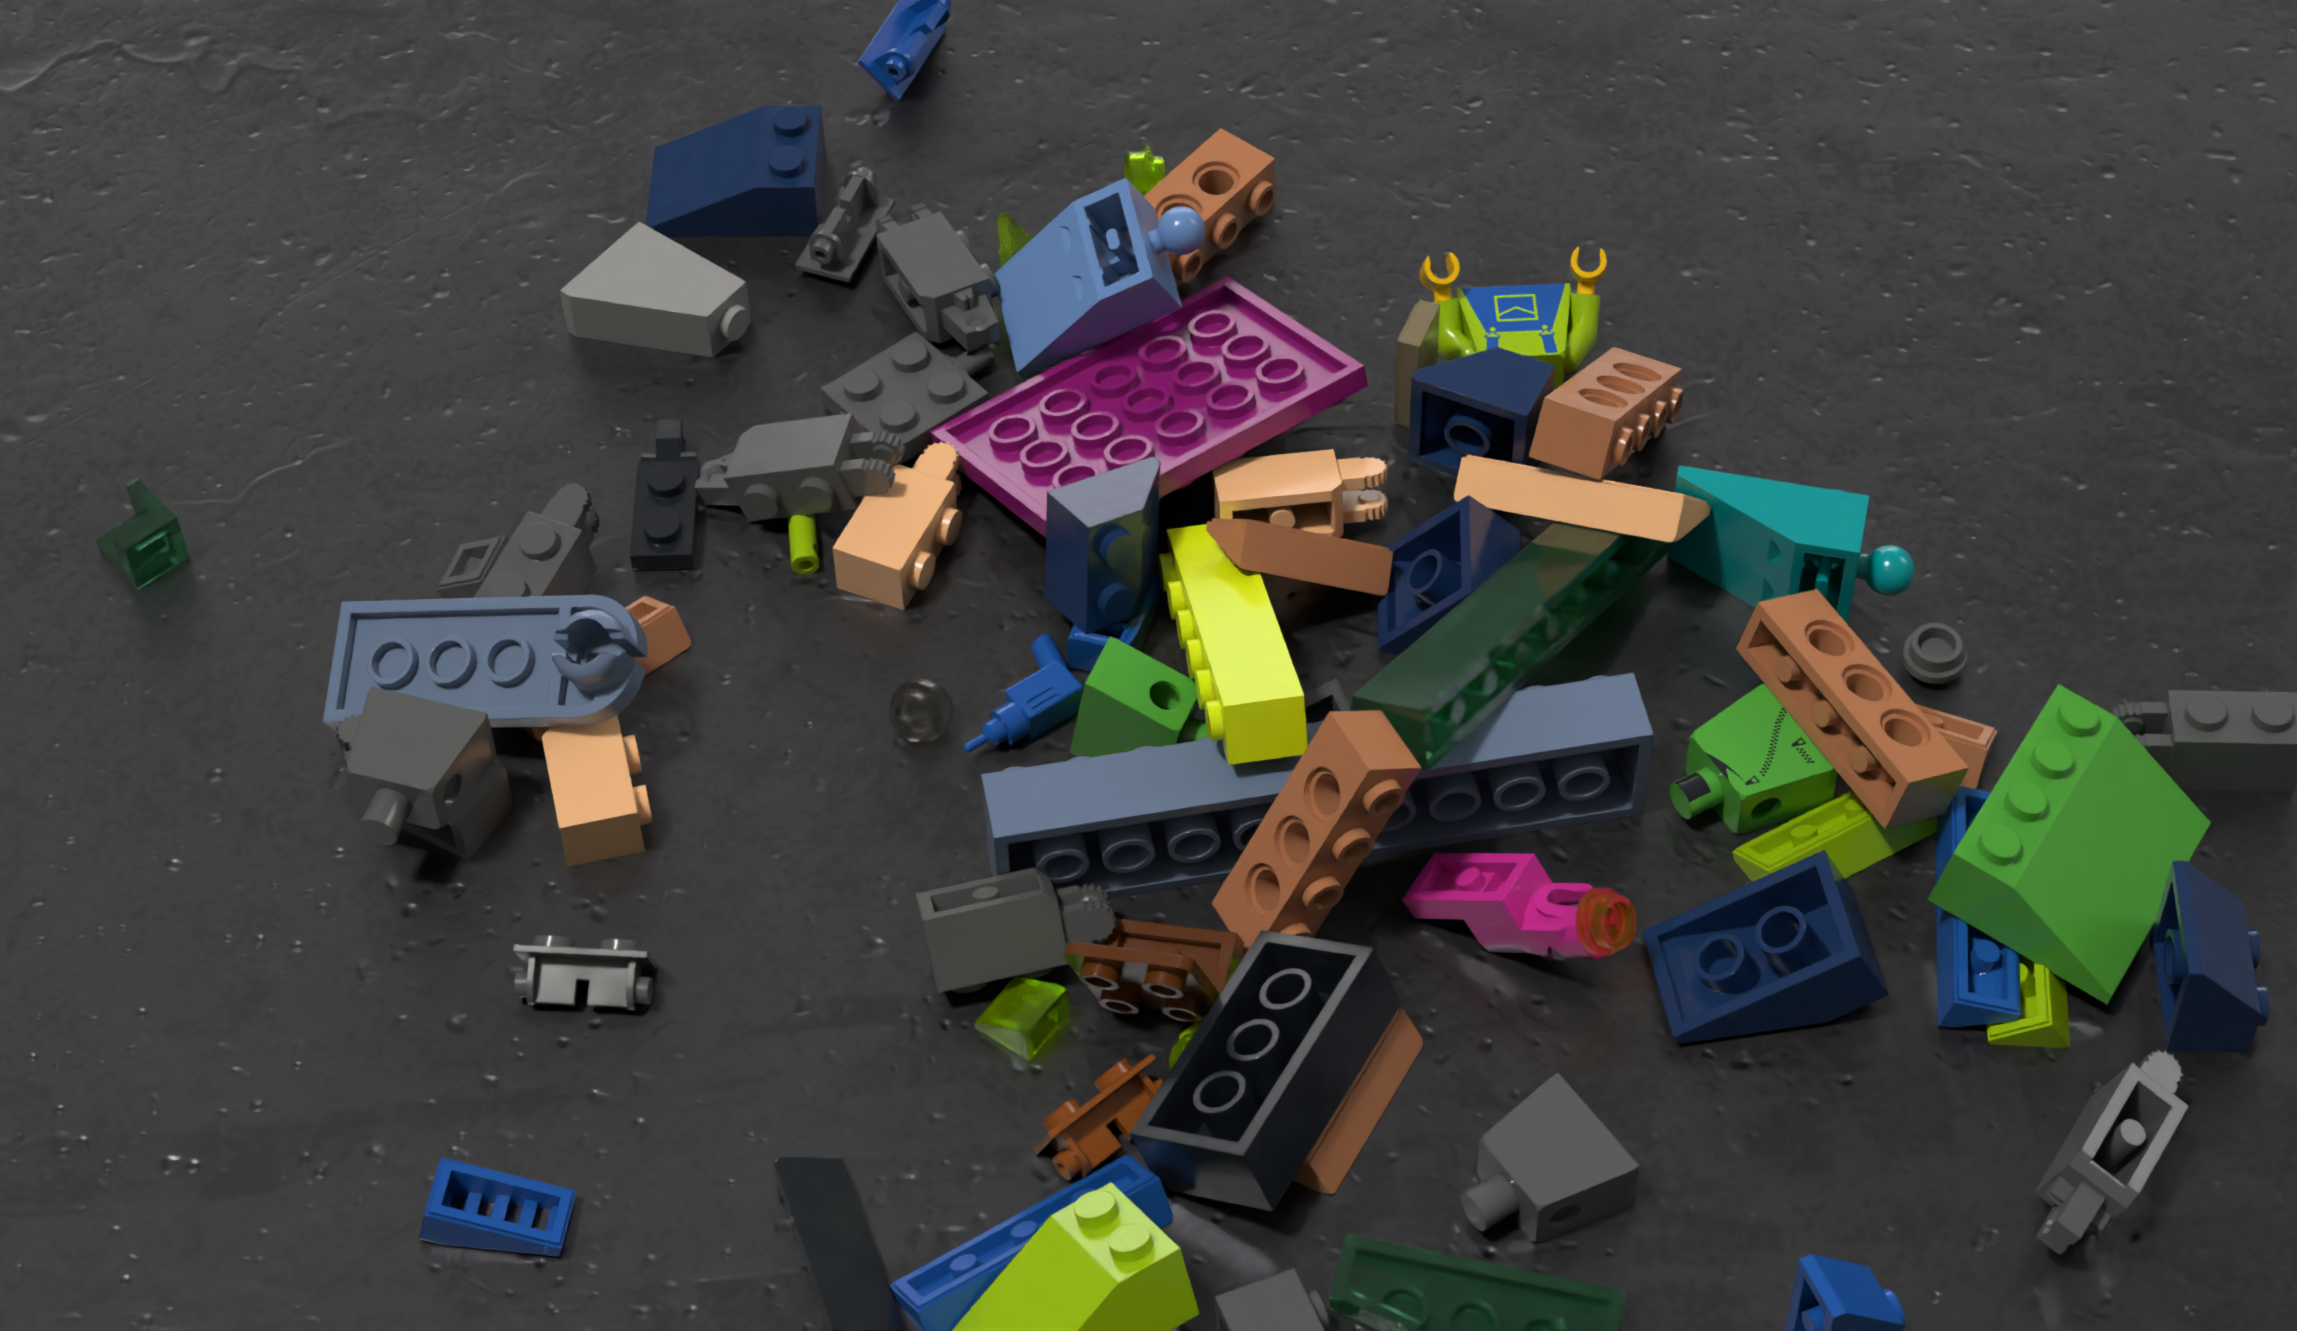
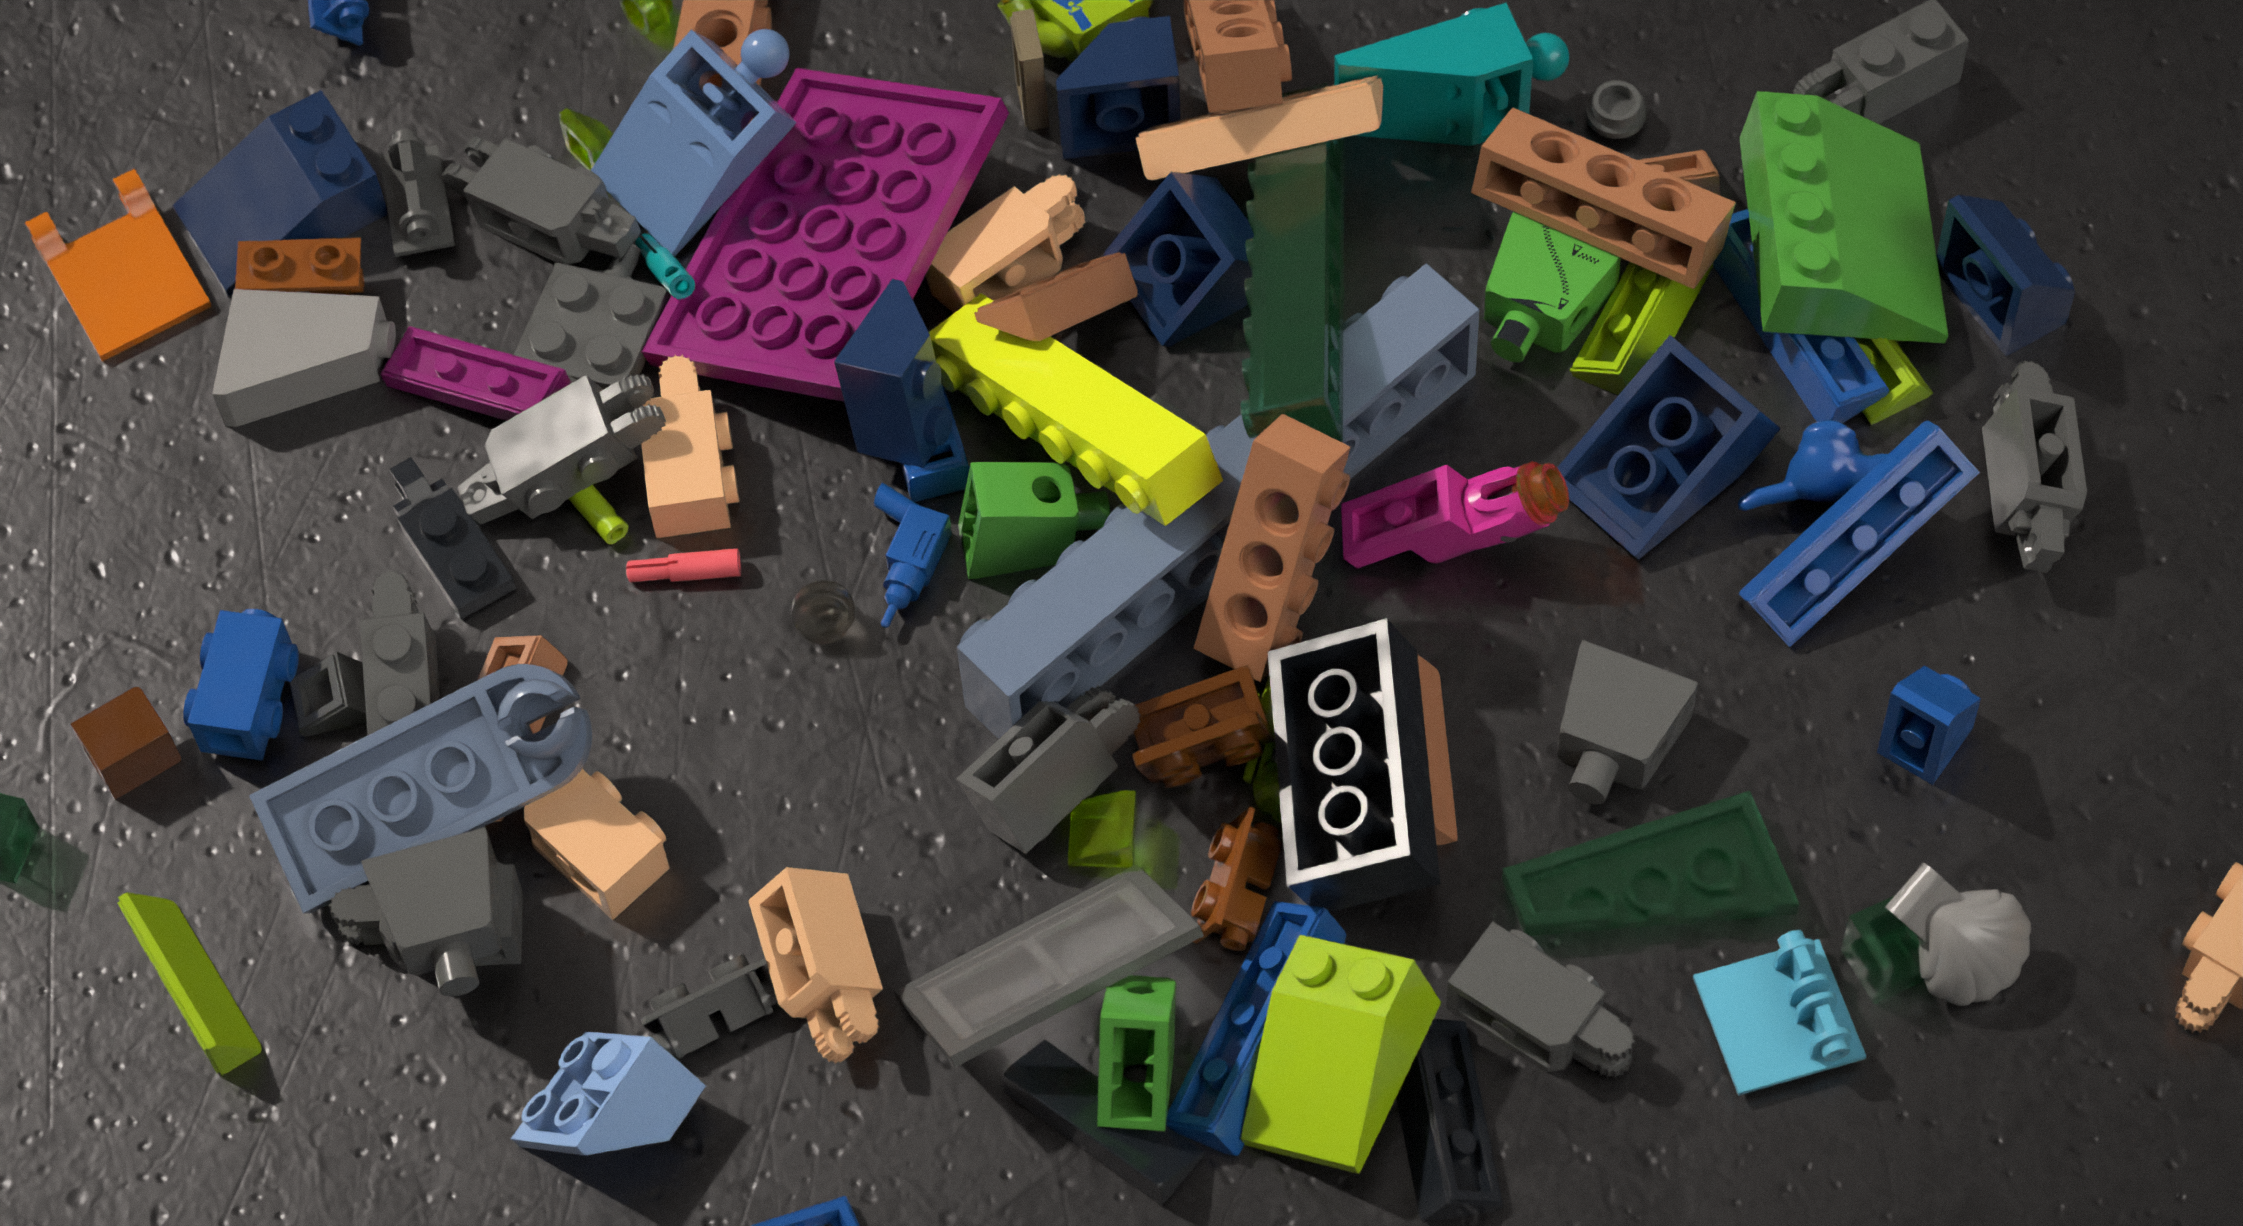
camera: 30 degrees left, 10 degrees up
(199, 728) = (191, 980): none -> lime slope
(292, 522) = (126, 742): none -> reddish brown panel
(412, 521) = (241, 684): none -> blue brick
(447, 1001) = (609, 1097): none -> light blue slope
(576, 181) = (124, 276): none -> orange flag
(697, 977) = (819, 956): none -> light nougat hinge
(710, 234) = (301, 265): none -> dark orange hinge
(775, 377) = (469, 374): none -> magenta tile
(842, 620) = (686, 566): none -> coral piece
(879, 1089) = (1047, 964): none -> clear door
(900, 1180) = (1136, 1029): none -> bright green torso
(998, 377) = (666, 267): none -> teal piece
(1892, 1120) = (1859, 532): none -> blue slope
(1912, 1054) = (1820, 471): none -> blue animal

